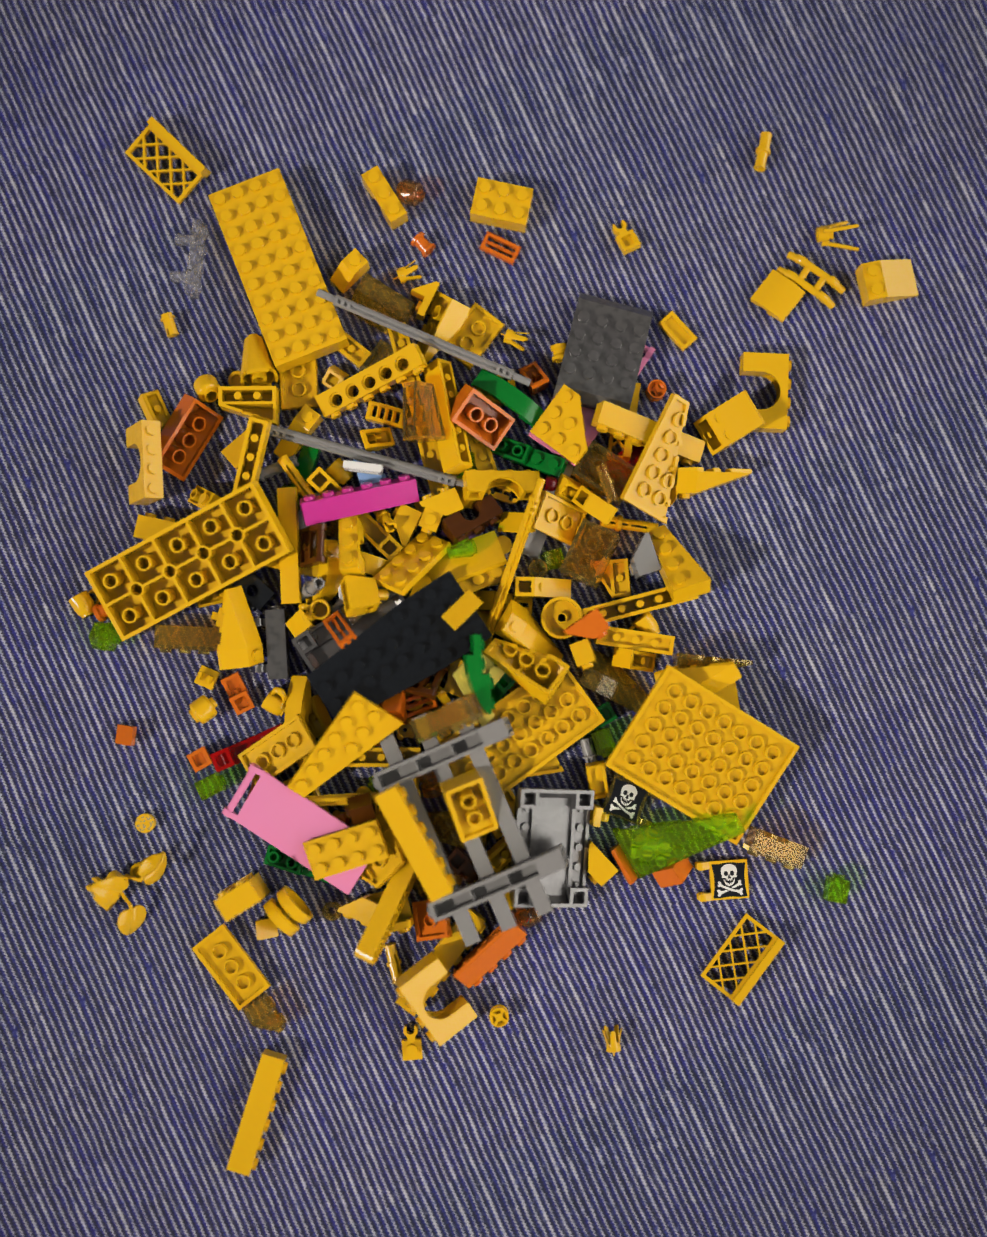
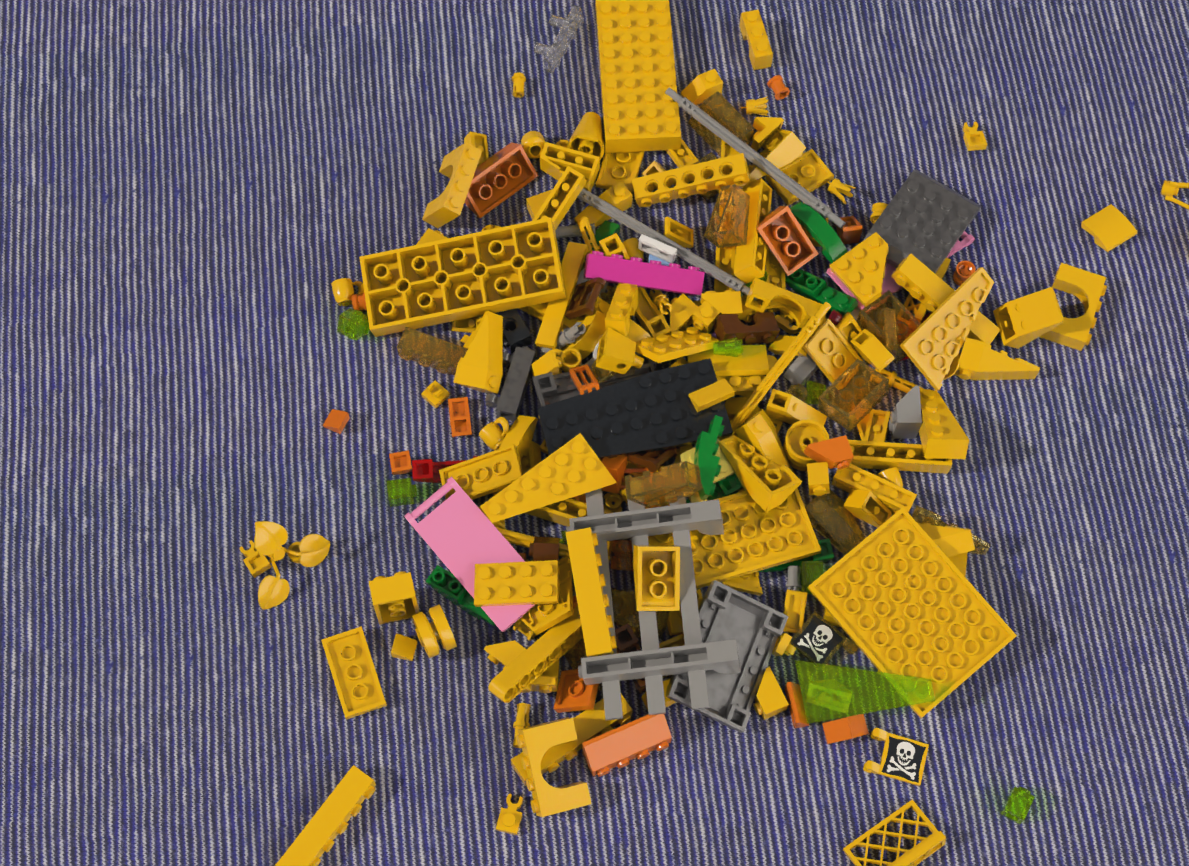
camera: 25 degrees right, 20 degrees down
(145, 823) = (322, 507): yellow tile -> none
(203, 709) = (421, 419): yellow head -> none
(264, 1015) = (367, 729): clear yellow slope -> none
(331, 917) = (476, 647): clear yellow plate -> none
(380, 406) = (691, 209): yellow slope -> none
(410, 192) = (781, 42): clear orange head -> none
(499, 1019) = (613, 811): yellow wheel -> none
(501, 204) = (863, 76): yellow brick -> none
(514, 255) = (848, 114): orange tile -> none
(527, 917) = (680, 720): clear orange head -> none
(677, 331) = (1001, 230): yellow tile -> none
(763, 151) = (1128, 104): yellow pin -> none
(775, 848) = (962, 739): clear yellow wedge -> none
(814, 290) = (1148, 233): yellow piece -> none

